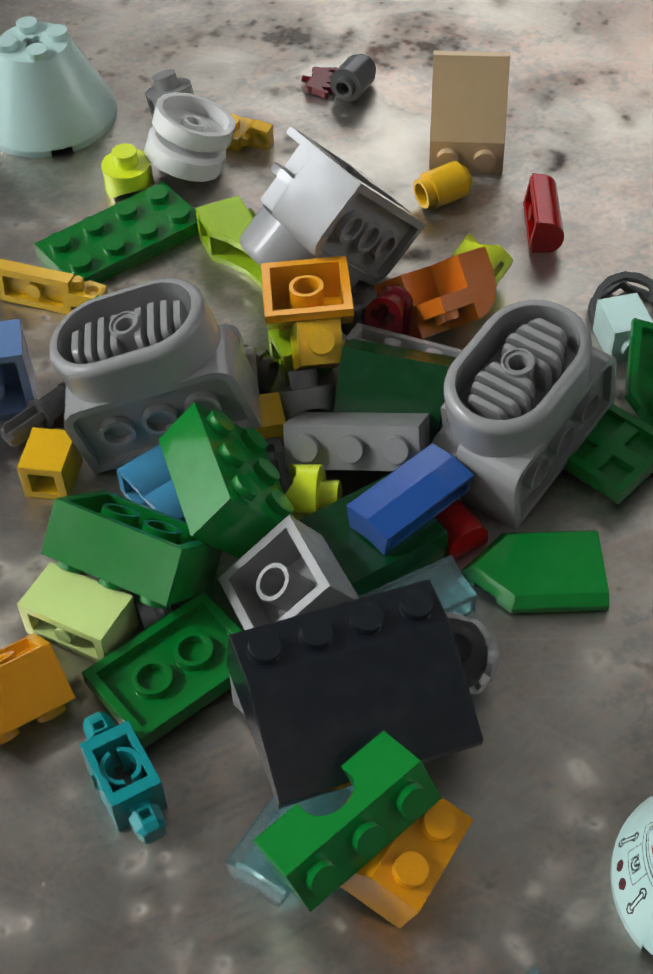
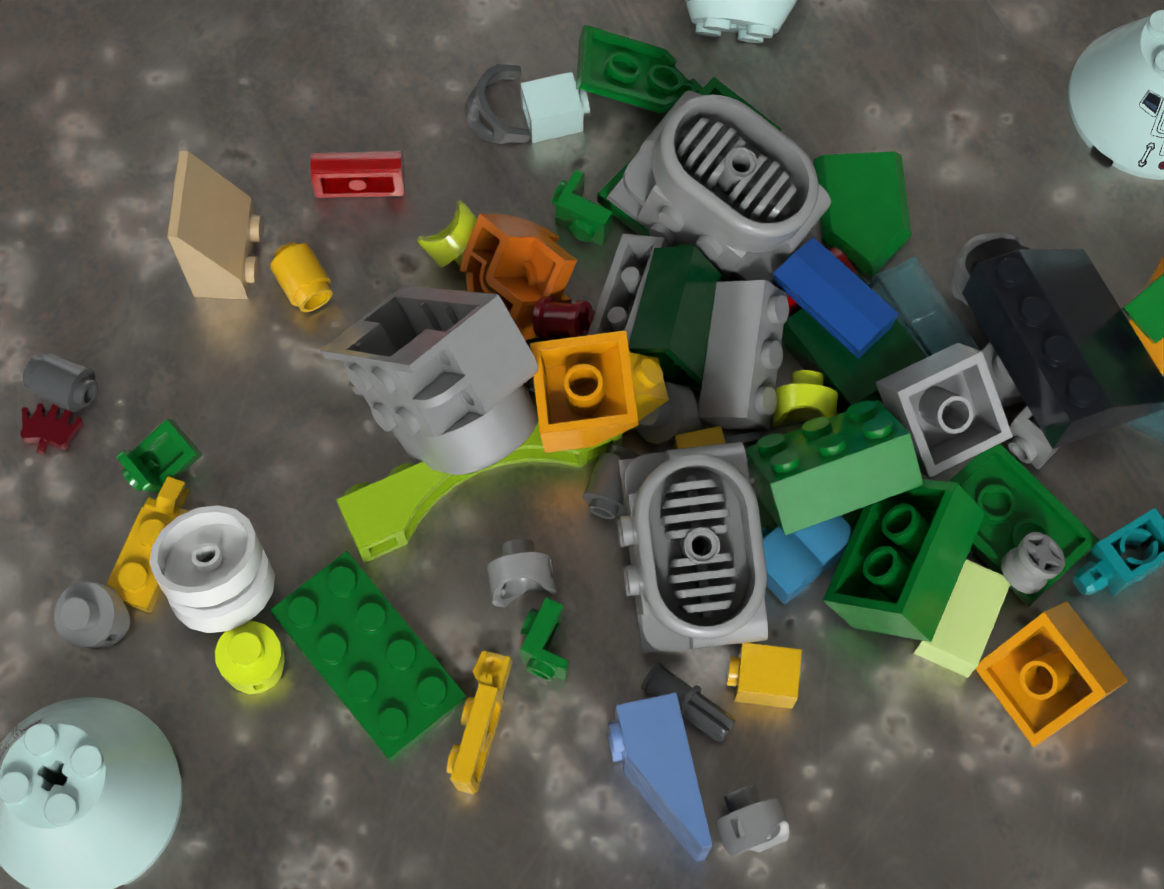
camera: 95 degrees left, 20 degrees up
(115, 642) = (1032, 563): none -> light grey wheel
(282, 114) = (159, 455): none -> green bracket

